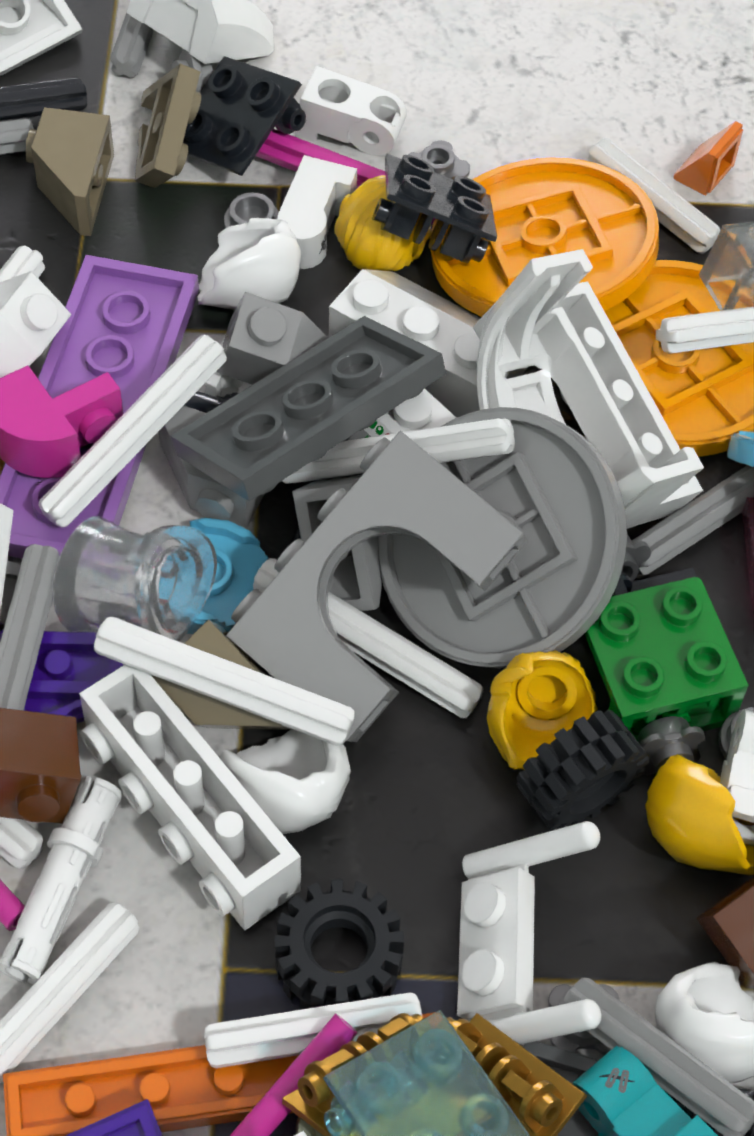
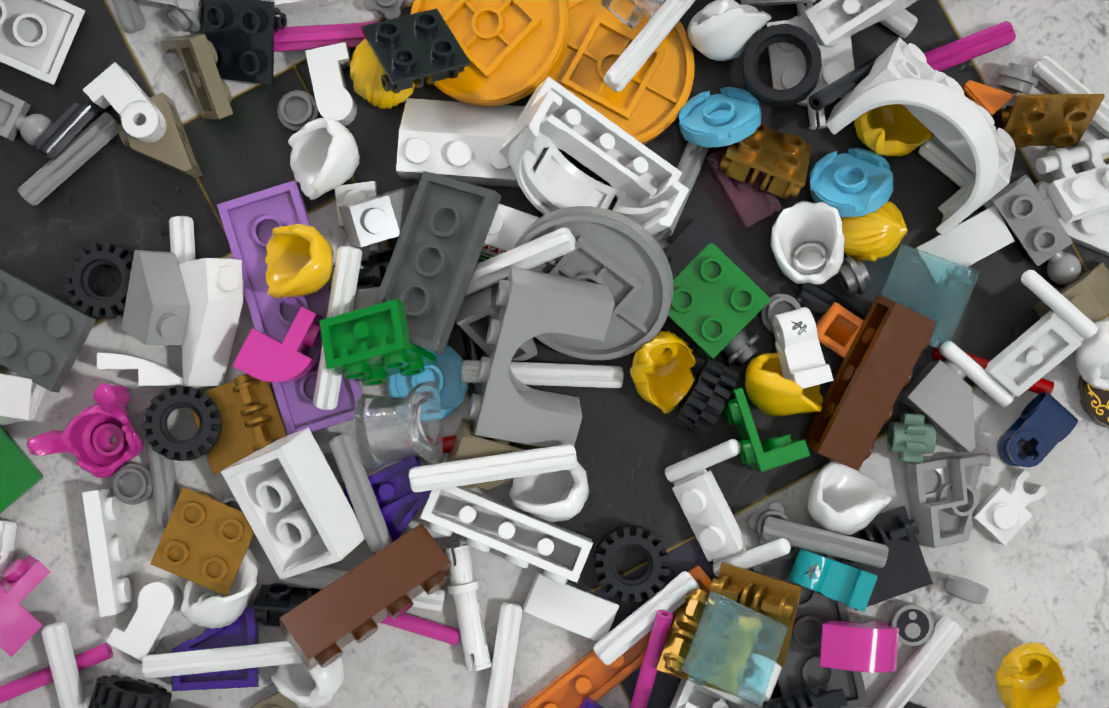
camera: 25 degrees left, 30 degrees up
(60, 83) = (137, 111): none -> white leg
(141, 335) = (297, 261): none -> yellow hair
(163, 462) = (372, 344): none -> green bracket
(208, 960) = (570, 607): none -> white slope
(638, 890) = (756, 453): none -> green bracket

